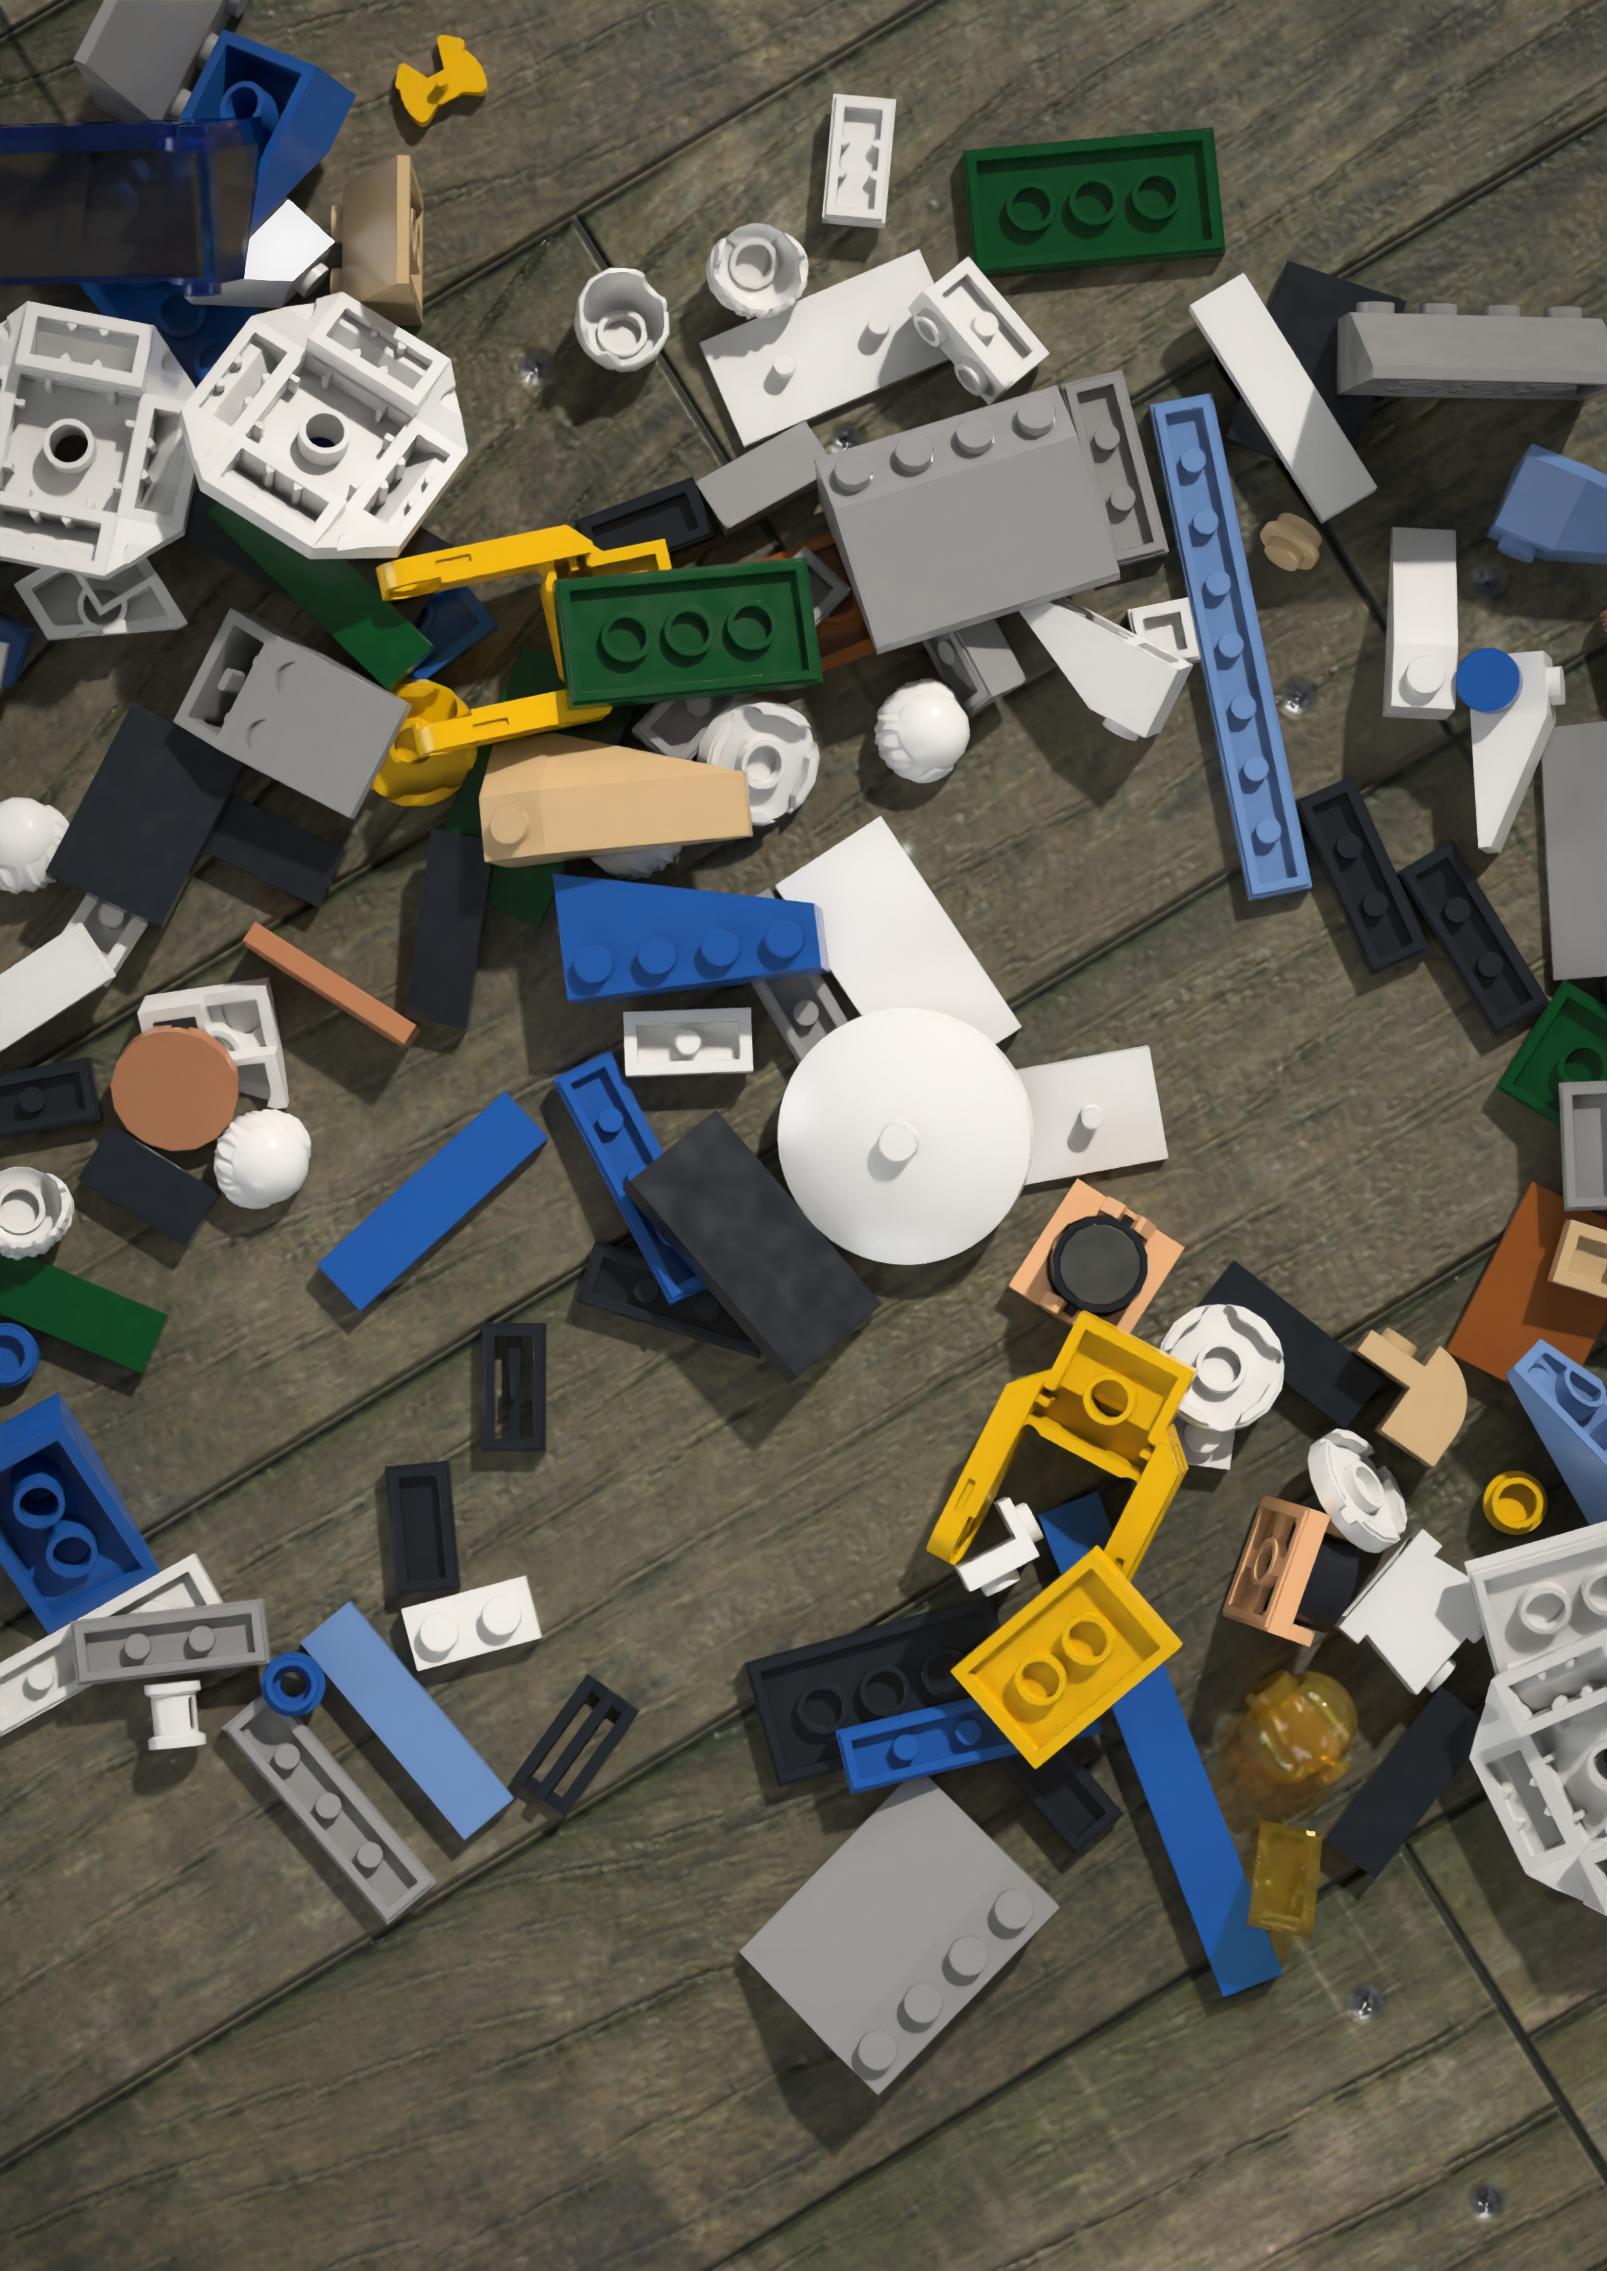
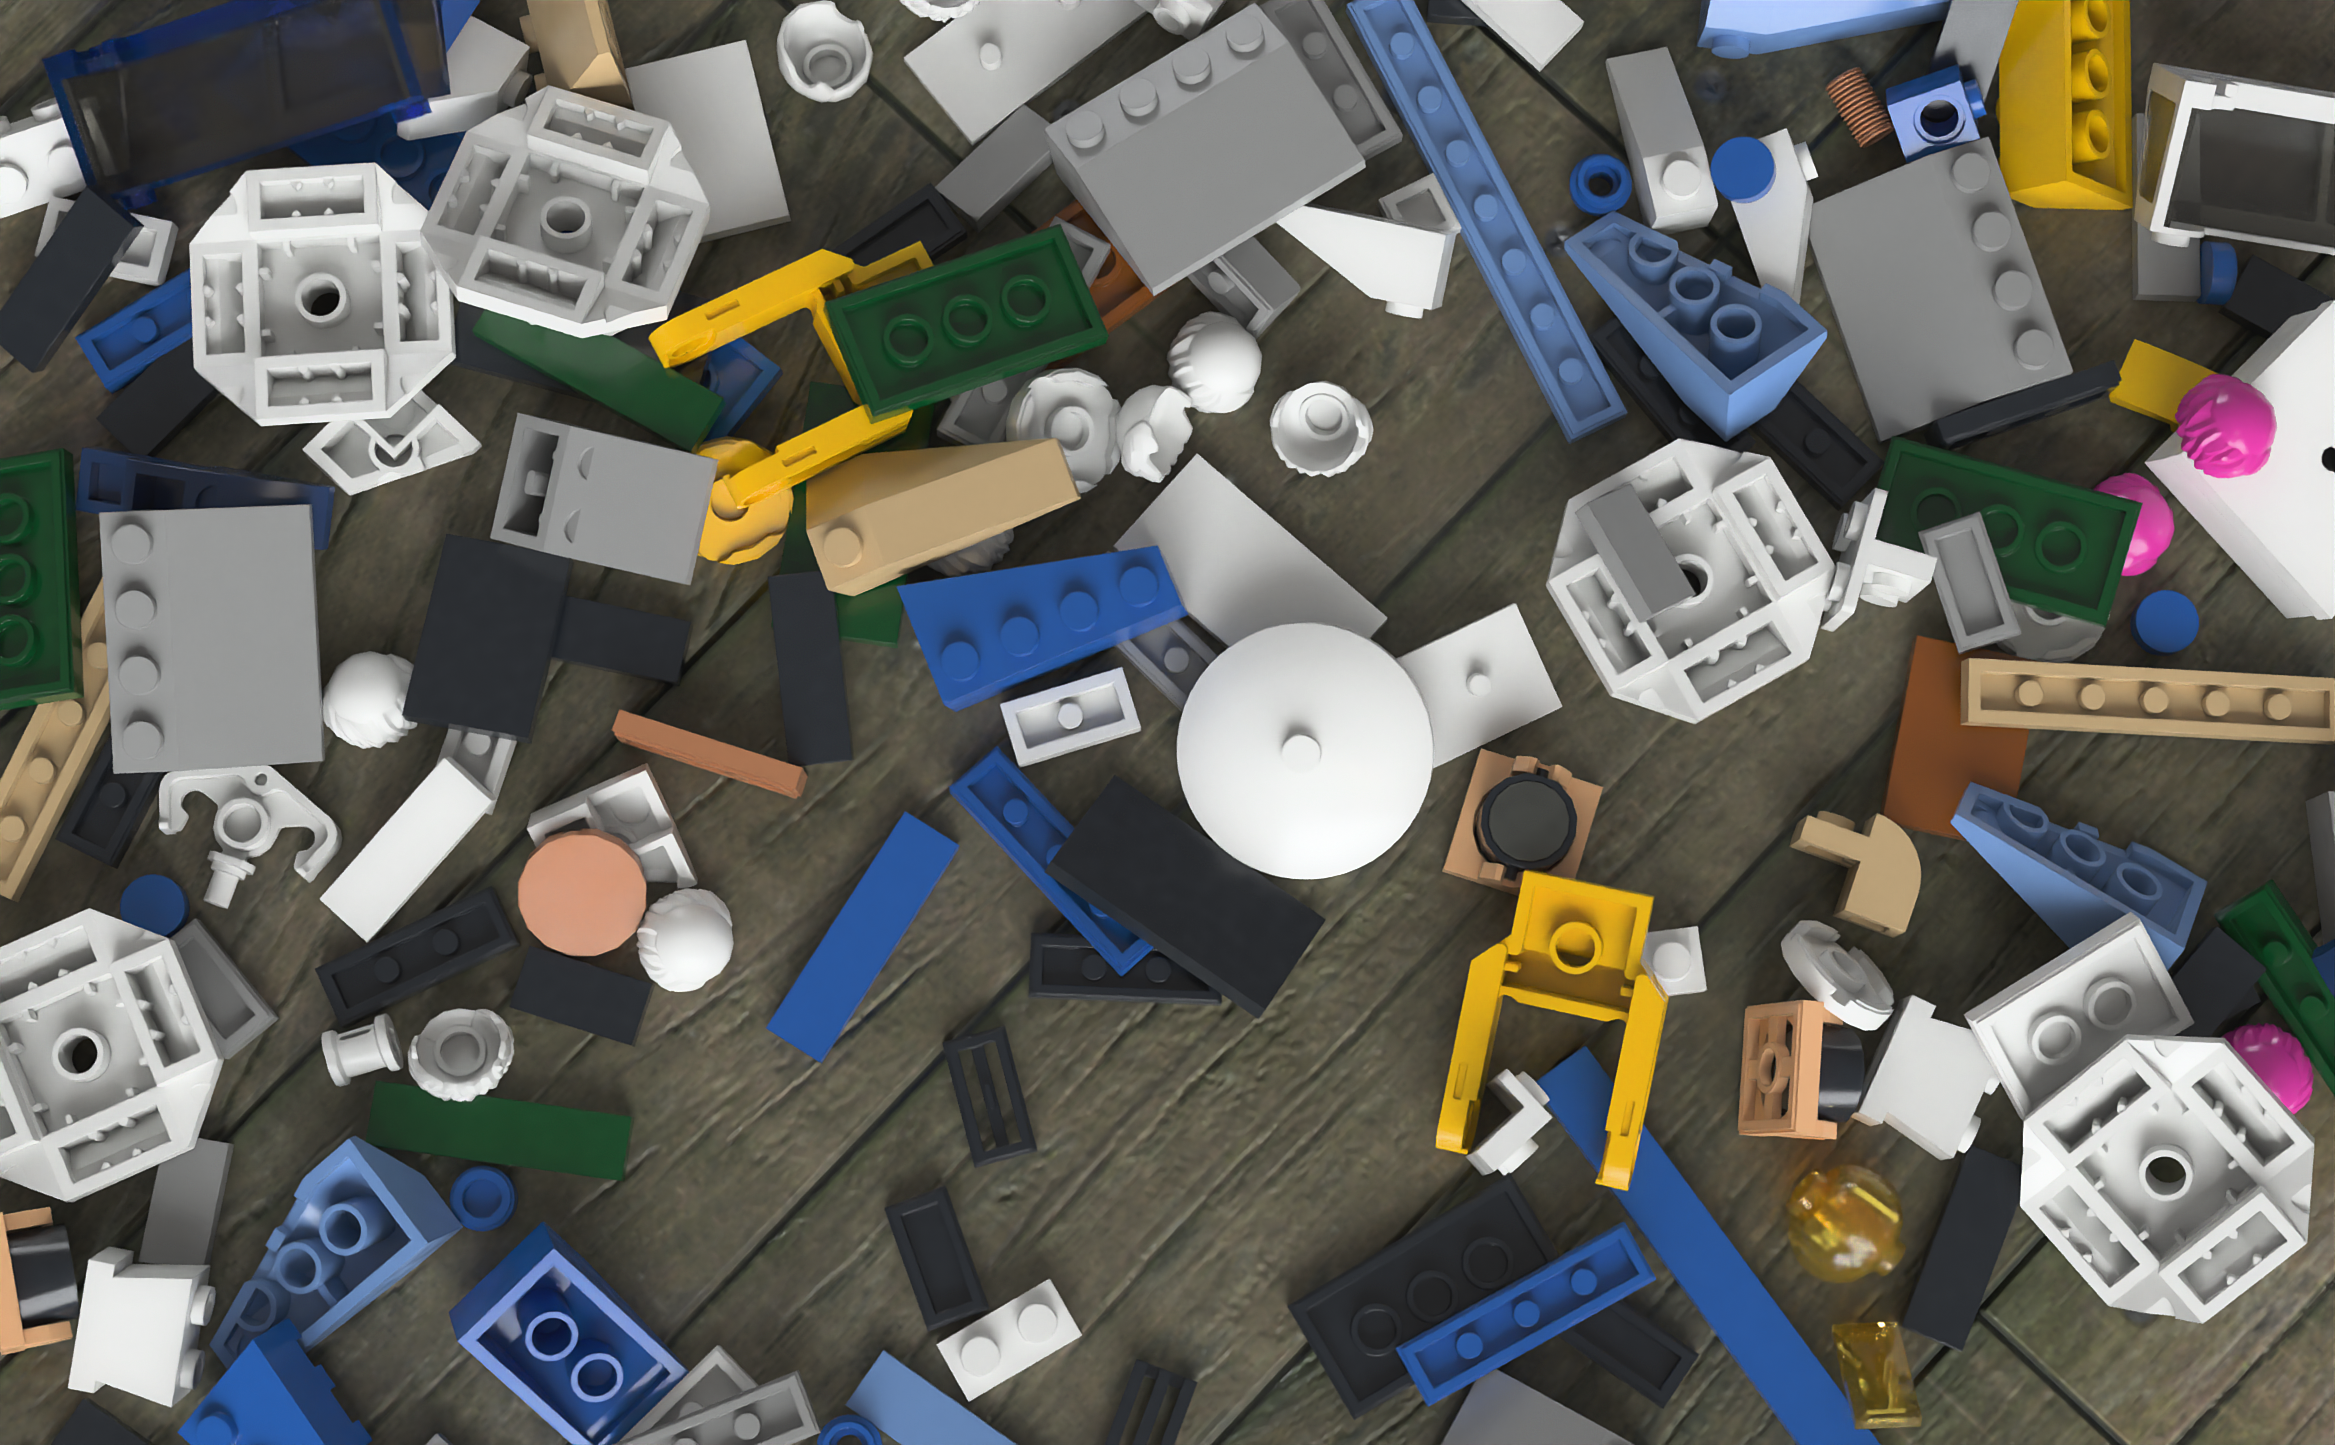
camera: 15 degrees left, 5 degrees down
(499, 370) = (721, 131): none -> white tile
(843, 784) = (1153, 431): none -> white hair
(1006, 824) = (1320, 429): none -> white hair
(1066, 1657) = (1605, 1211): yellow plate -> none
(1236, 1364) = (1689, 886): white tile -> none
(1273, 1033) = (1635, 553): none -> light grey tile
(1291, 542) = (1516, 96): tan plate -> none
(1313, 1361) = (1728, 854): black tile -> none
(1363, 638) = (1603, 167): none -> blue plate
(1389, 1057) = (1757, 573): none -> white piece
(1411, 829) = (1709, 334): none -> medium blue wedge
(1512, 1113) = (1871, 566): none -> white bracket
(1515, 1502) = (1989, 948): yellow plate -> none

